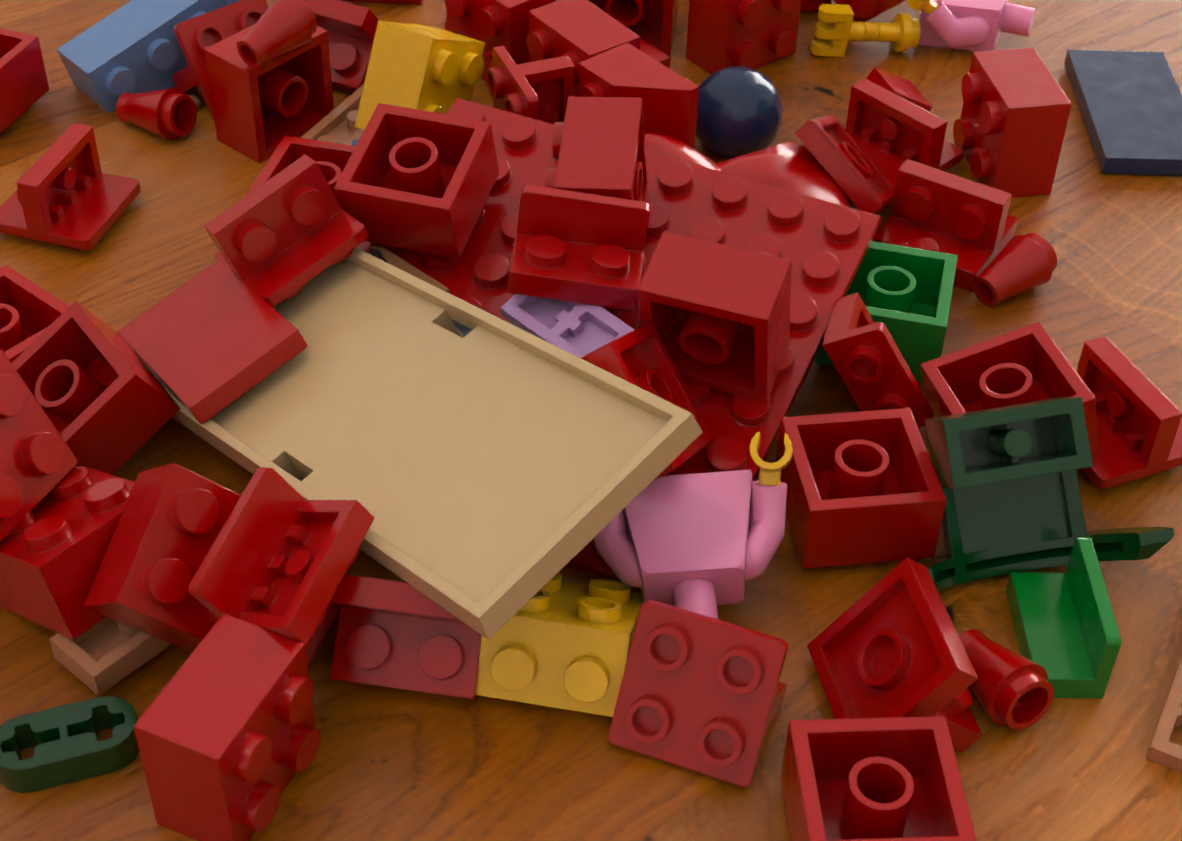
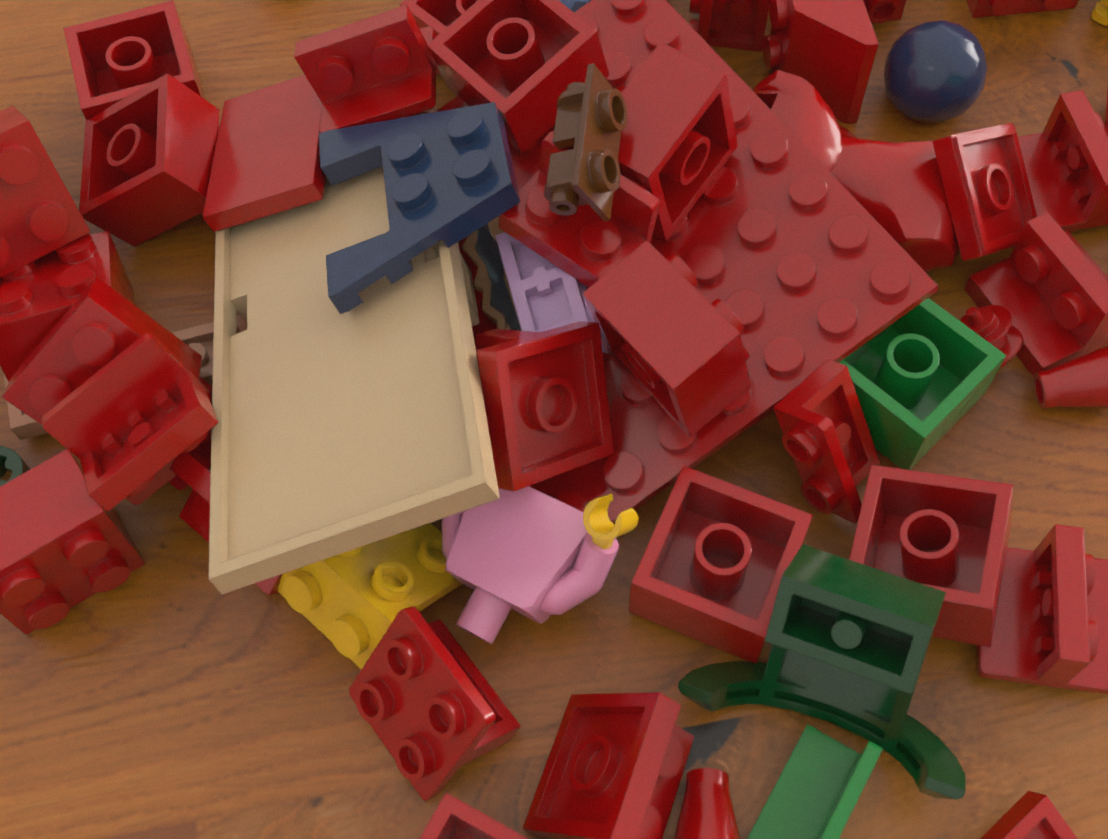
camera: 35 degrees right, 20 degrees up
(420, 269) = (441, 183): none -> dark blue wing
(584, 193) = (591, 122): none -> reddish brown hinge

